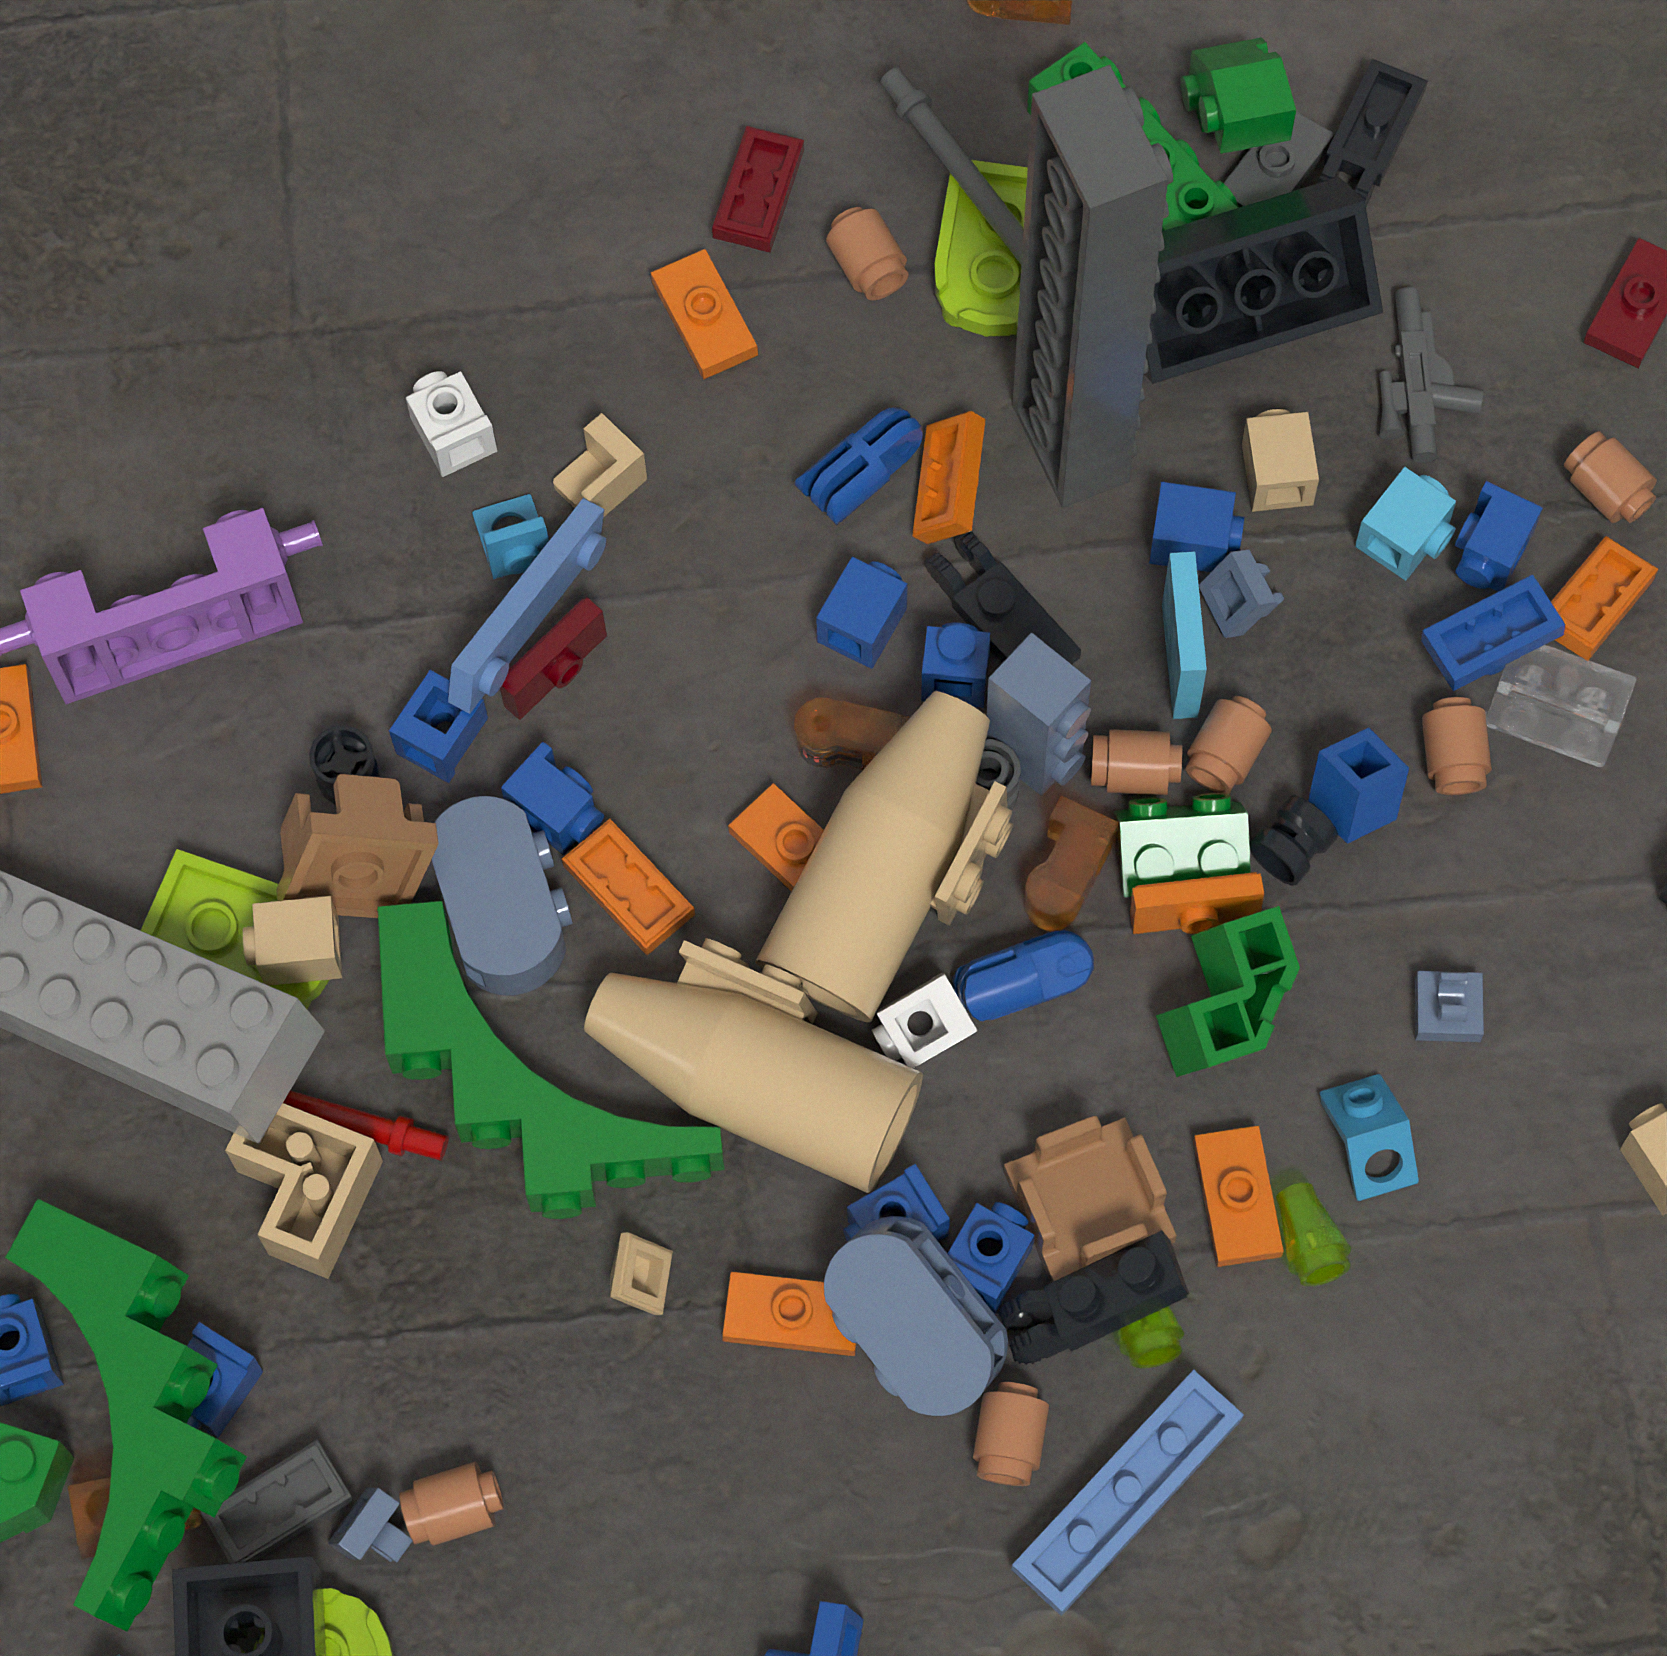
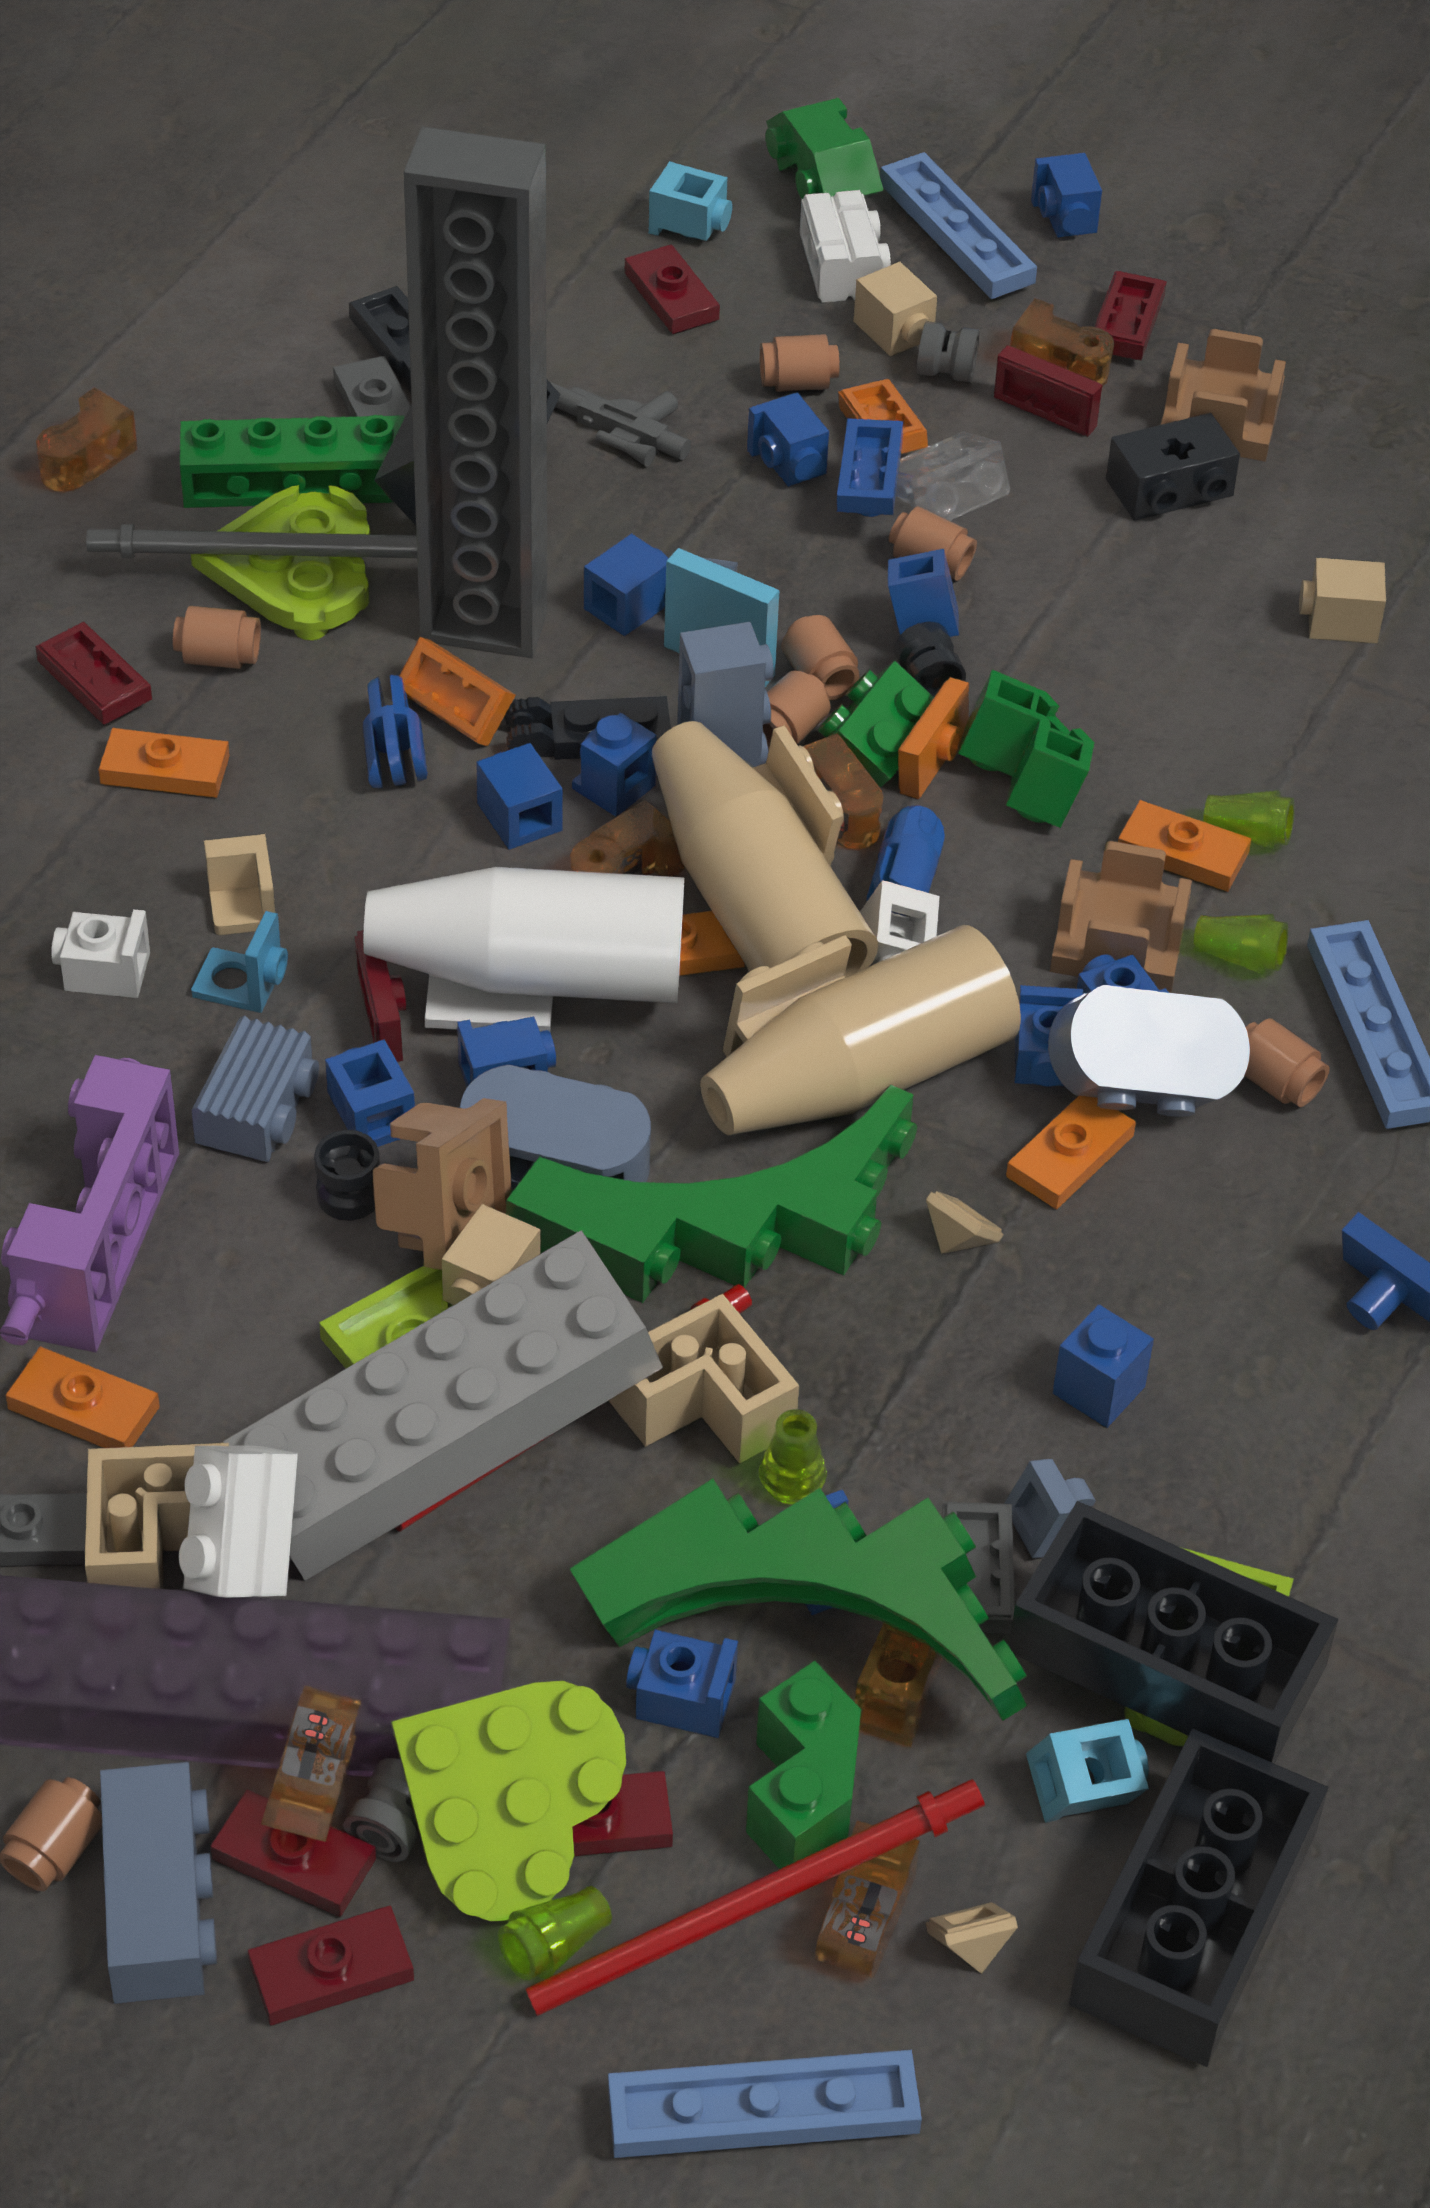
camera: 60 degrees left, 20 degrees down
(289, 1310) = (793, 1458): none -> clear neon green cone
(384, 636) = (255, 1089): none -> sand blue brick
(451, 1504) = (1072, 1435): nougat brick -> none
(486, 658) = (332, 973): medium blue plate -> none
(545, 1484) = (1102, 1366): none -> blue brick
(628, 886) = (622, 1054): orange plate -> none
(663, 745) = (518, 936): none -> white piece
(1095, 1299) = (1216, 934): black hinge -> none
(1240, 95) = (315, 359): green brick -> none
(1280, 460) = (616, 507): tan brick -> none
(1371, 1122) = (1195, 731): dark azure bracket -> none
(1408, 523) = (734, 477): medium azure brick -> none
(1449, 1006) = (1128, 658): sand blue tile -> none

